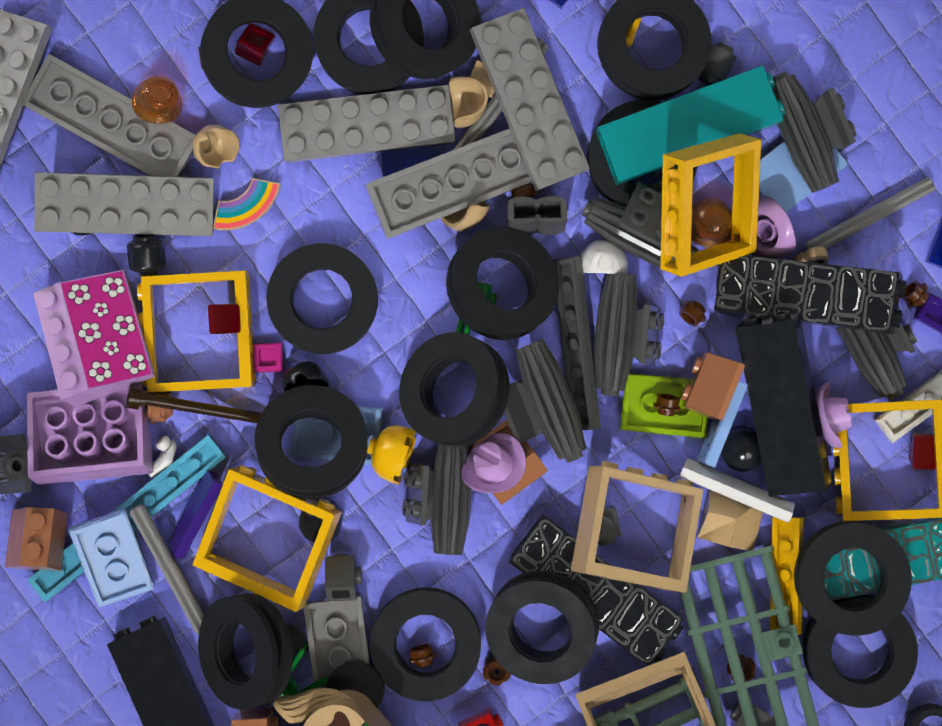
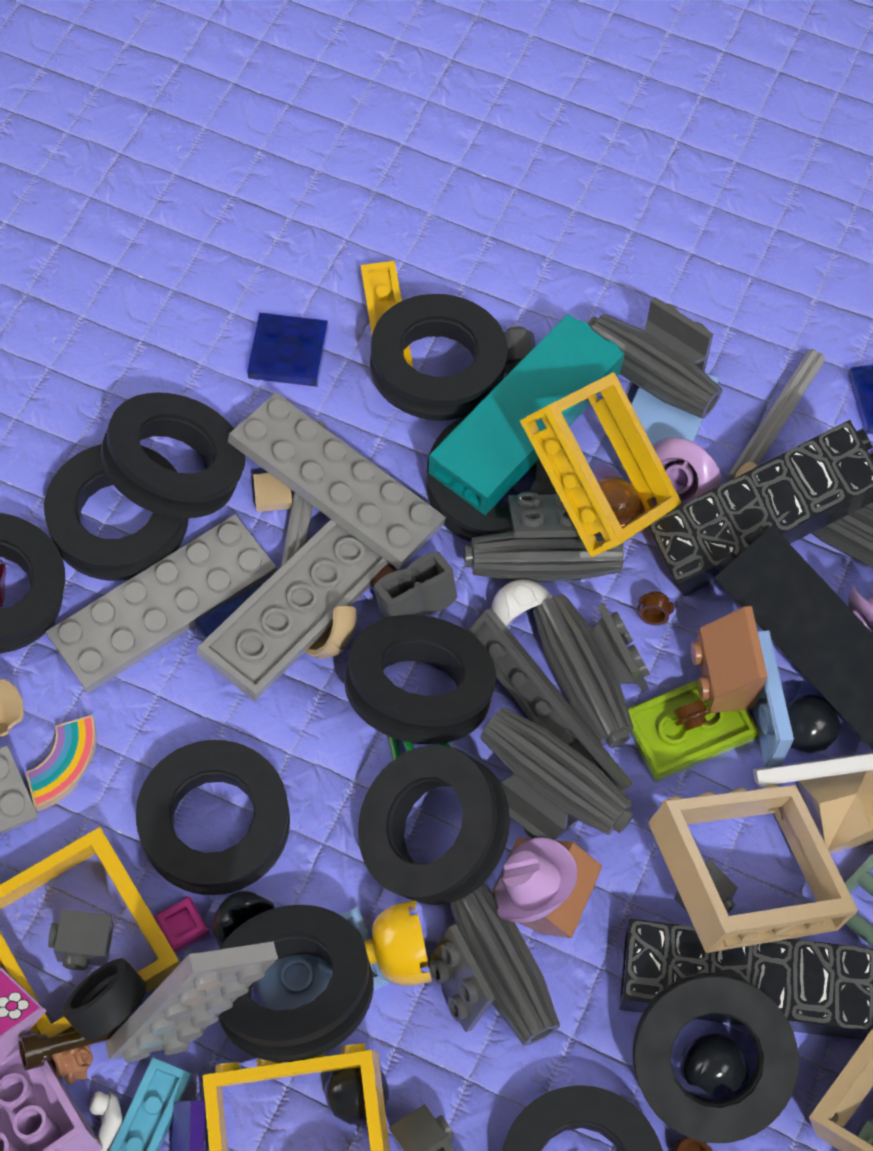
camera: 30 degrees left, 25 degrees down
(196, 343) = (81, 939): none -> dark grey brick
(197, 404) = (104, 999): none -> black tyre
(224, 318) = (102, 892): dark red slope -> none
(236, 437) = (190, 1000): none -> light grey plate
(467, 100) = (266, 515): tan helmet -> none
(541, 629) = (714, 1062): none -> black hair

